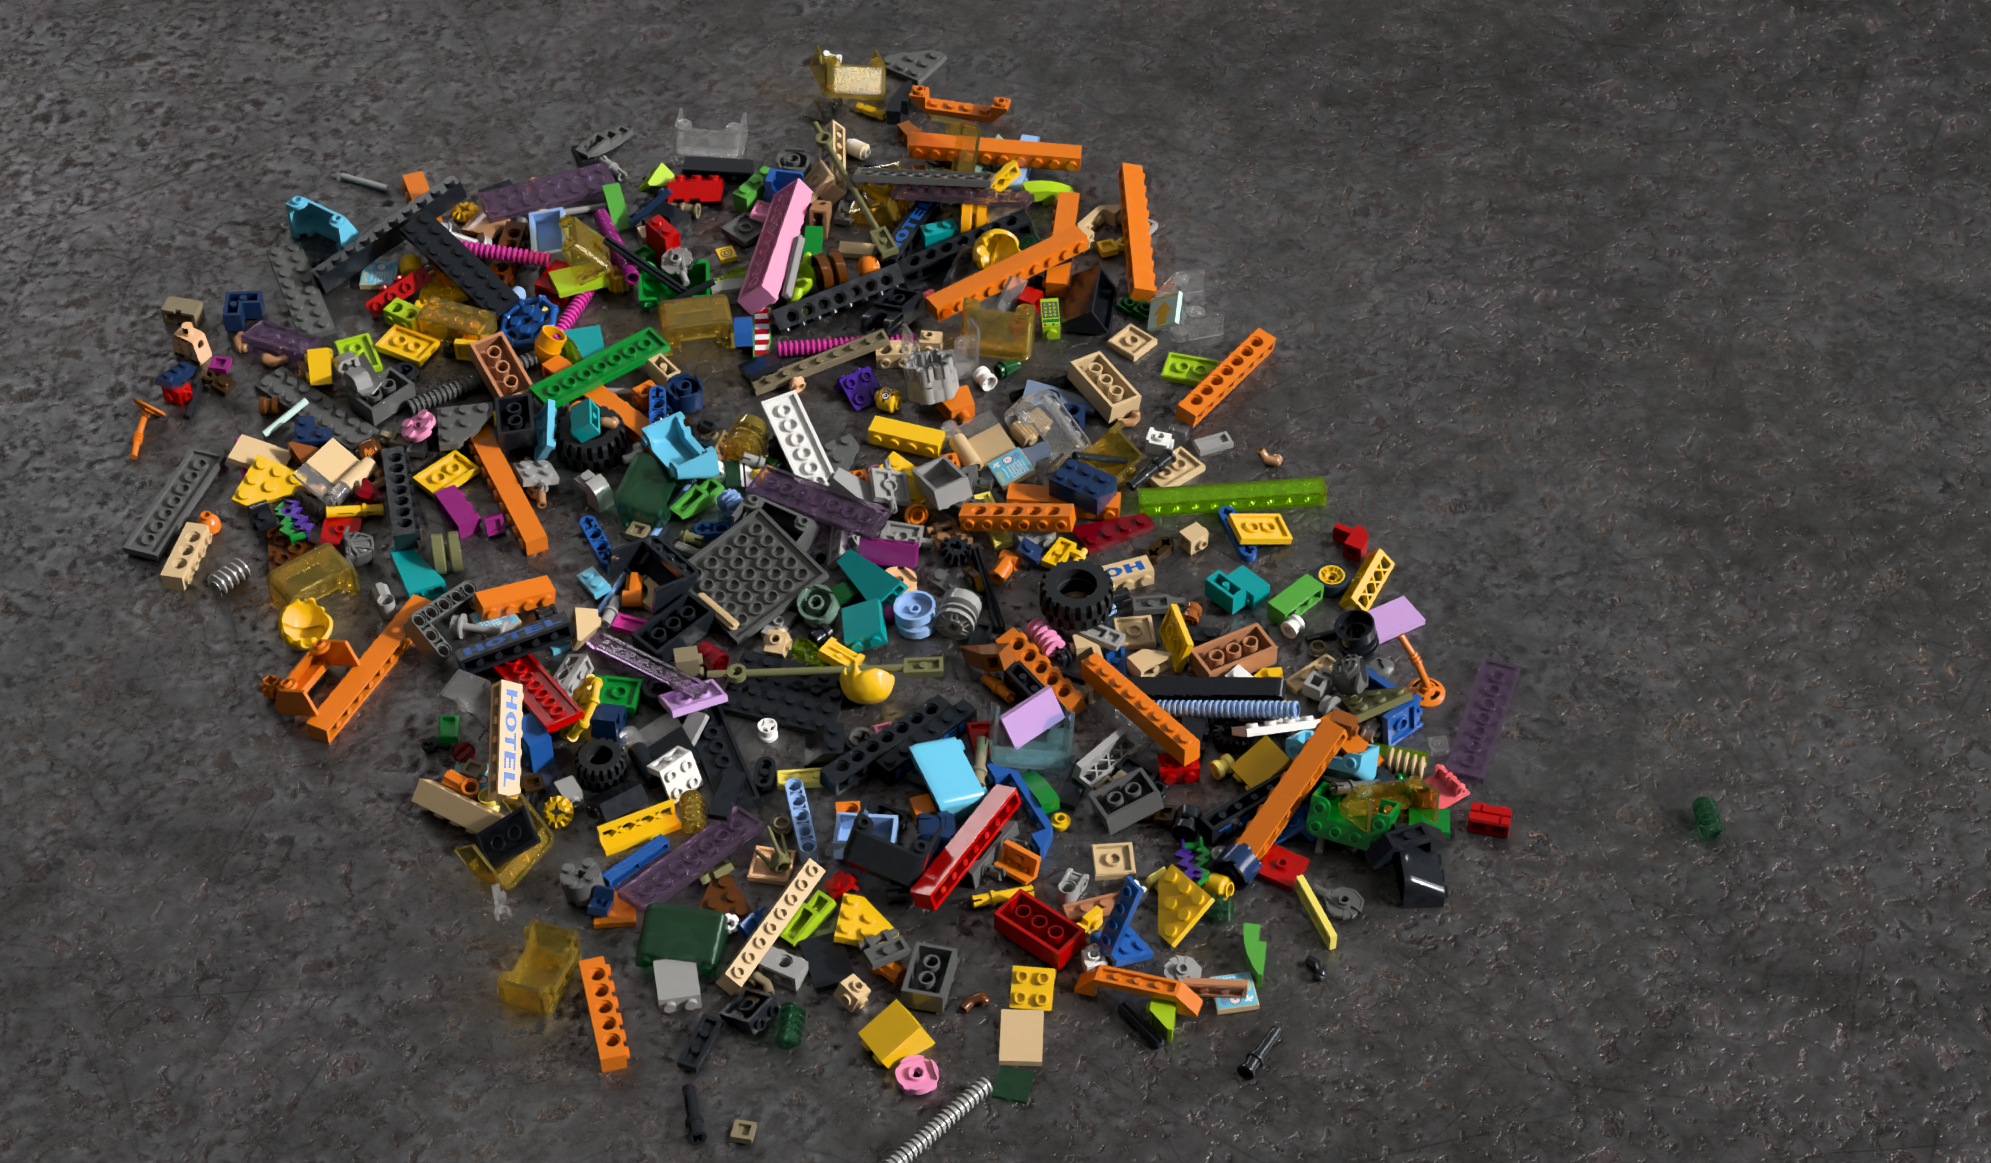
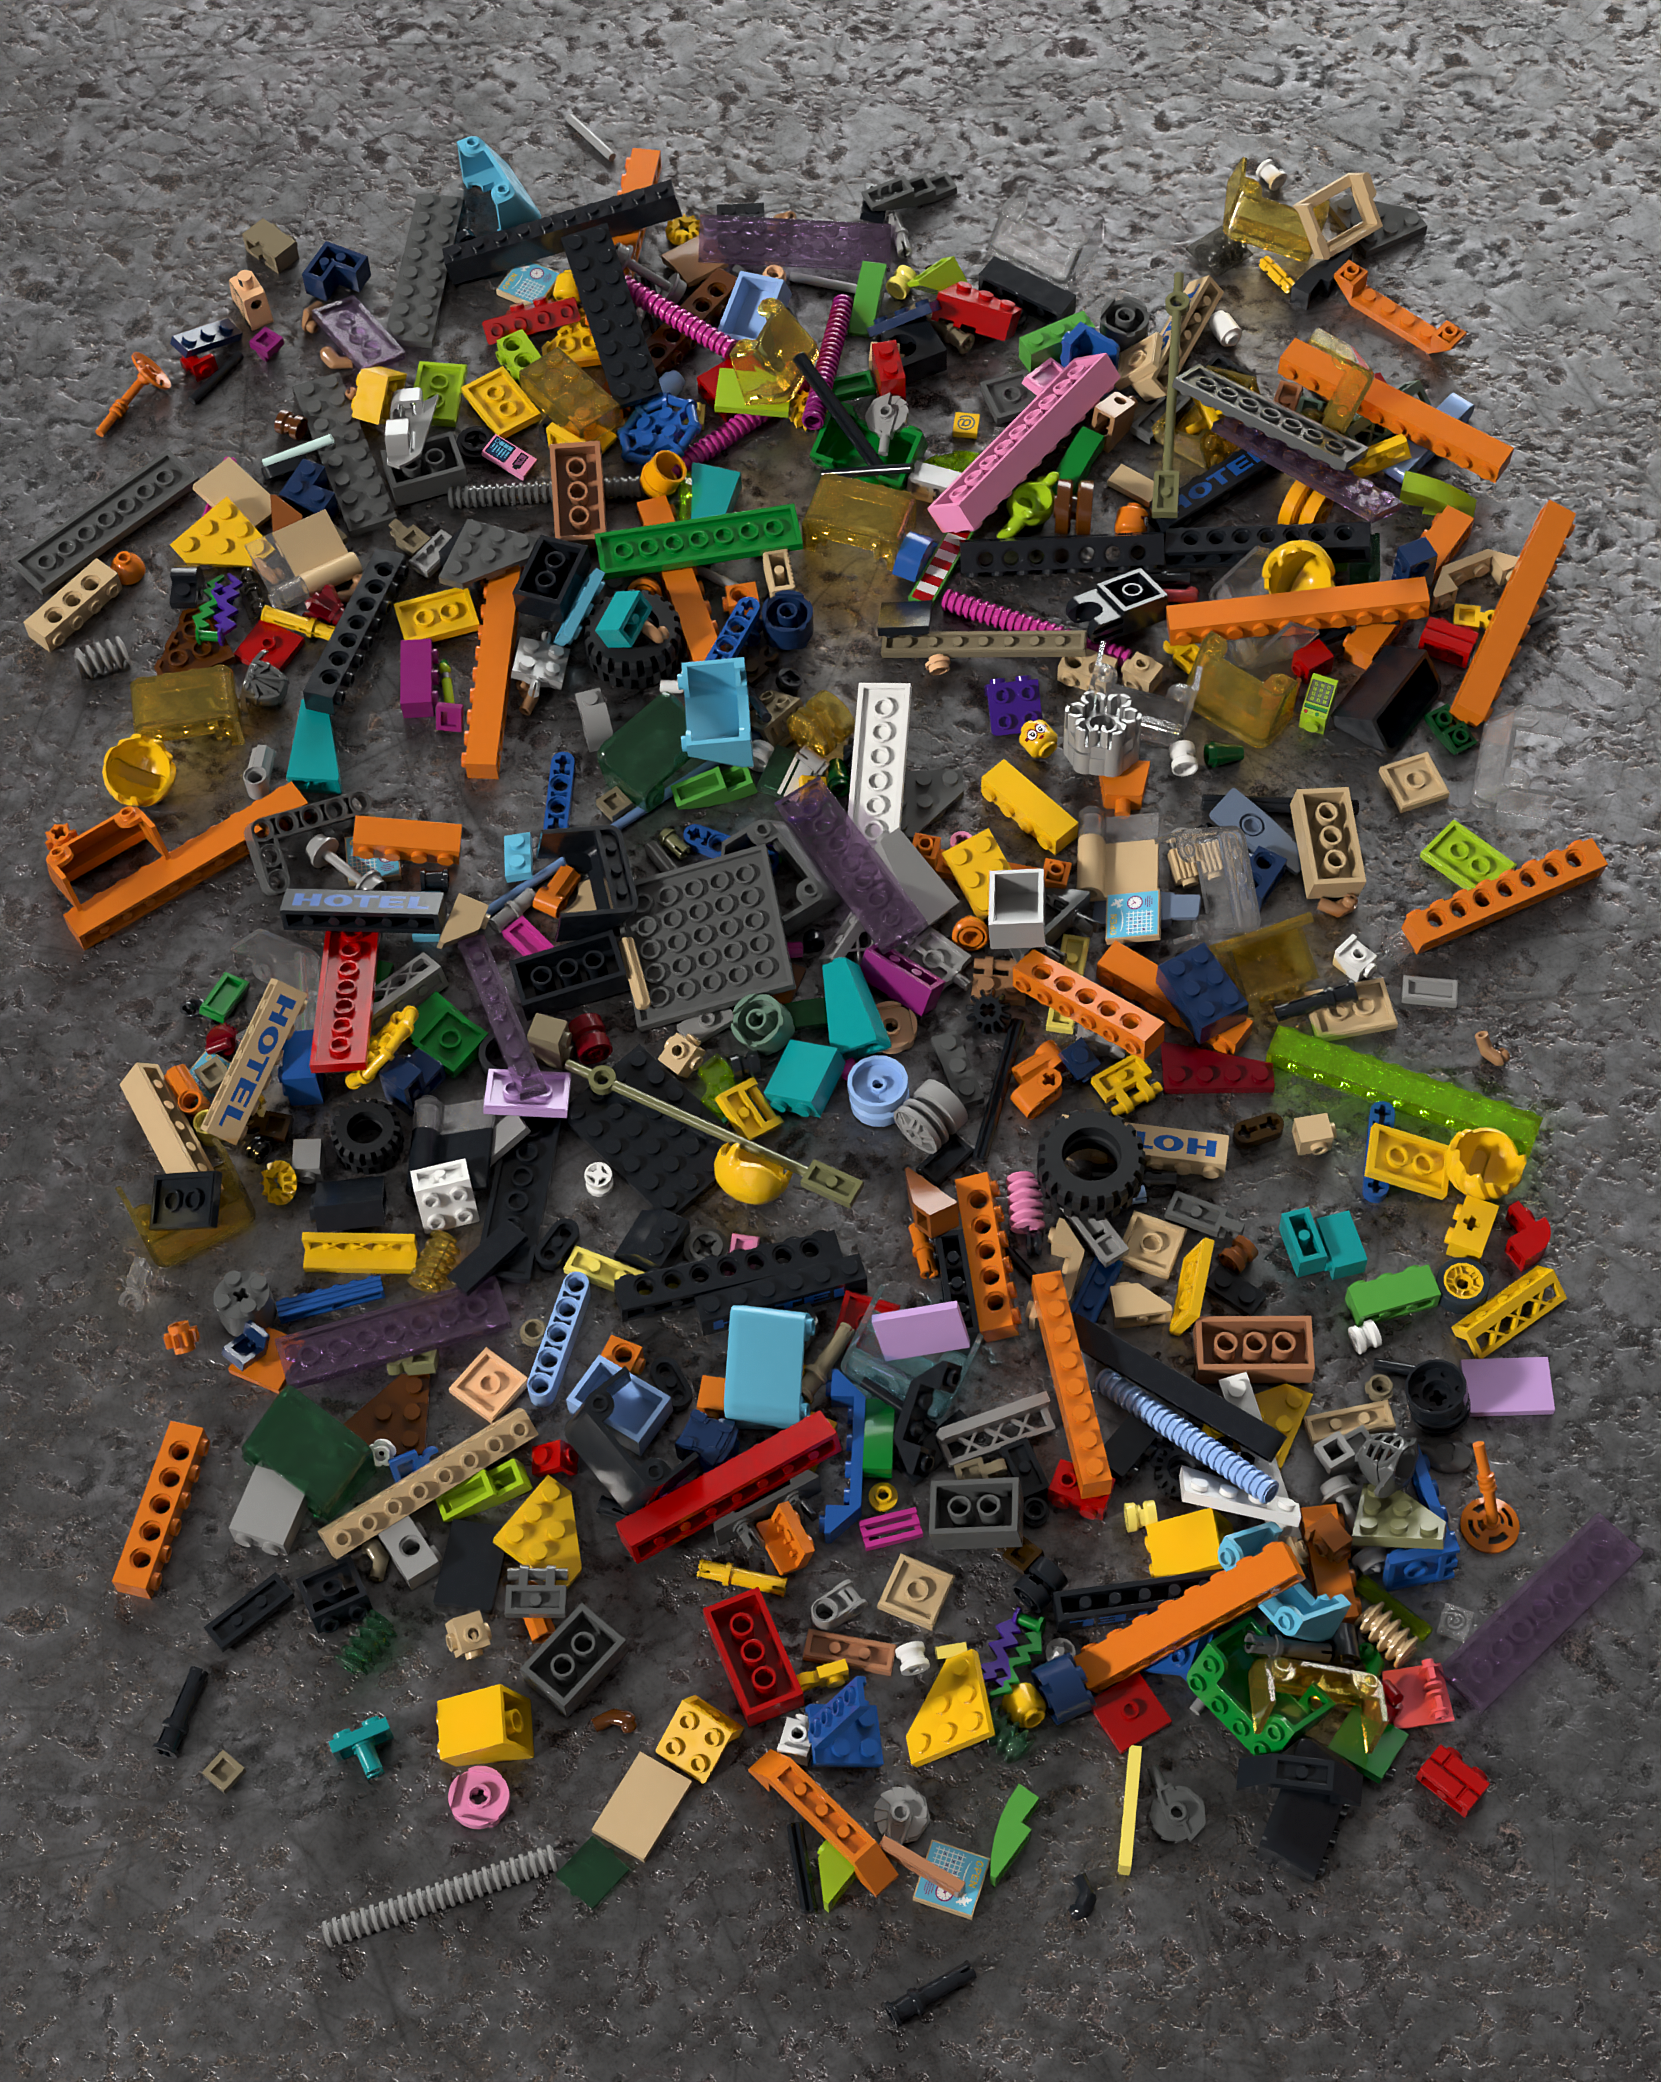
camera: 30 degrees right, 15 degrees up
(220, 384) = (255, 369): dark brown plate -> none
(281, 430) = (282, 468): none -> black beam
(369, 448) = (365, 540): reddish brown head -> none
(419, 426) = (435, 535): bright pink plate -> none
(434, 372) = (509, 457): none -> tile
(446, 553) = (363, 737): olive wheel -> none
(476, 507) = (447, 687): none -> lime piece
(542, 969) = (122, 1413): clear yellow windscreen -> none
(552, 915) = (181, 1337): none -> orange gear
(631, 193) = (897, 285): none -> light yellow wheel
(728, 502) = (744, 811): medium blue gear -> none
(779, 861) = (494, 1389): olive plant -> none
(793, 267) = (1025, 486): light grey axle -> none
(827, 1074) = (363, 1744): none -> teal plate
(889, 486) = (951, 882): light grey plate -> none
(900, 43) = (1363, 193): none -> tan piece
(904, 132) = (1303, 326): dark orange brick -> none
(938, 232) = (1251, 507): teal brick -> none
(950, 326) = (1182, 655): none -> yellow plate
(973, 579) = (983, 1070): dark brown plate -> none
(1014, 580) = (1038, 1093): none -> orange piece
(1038, 769) = (891, 1400): none -> black bar
(1061, 736) = (910, 1426): none -> black slope
(1063, 218) = (1415, 560): none -> dark blue brick
(1073, 834) = (886, 1519): none -> dark pink tile
(1100, 458) = (1251, 957): black bar -> none
(1110, 261) = (1448, 641): none -> red brick
(1165, 311) = (1479, 756): light aqua tile -> none
(1305, 512) = (1484, 1163): none -> yellow piece
(1318, 548) = (1475, 1215): none -> yellow brick

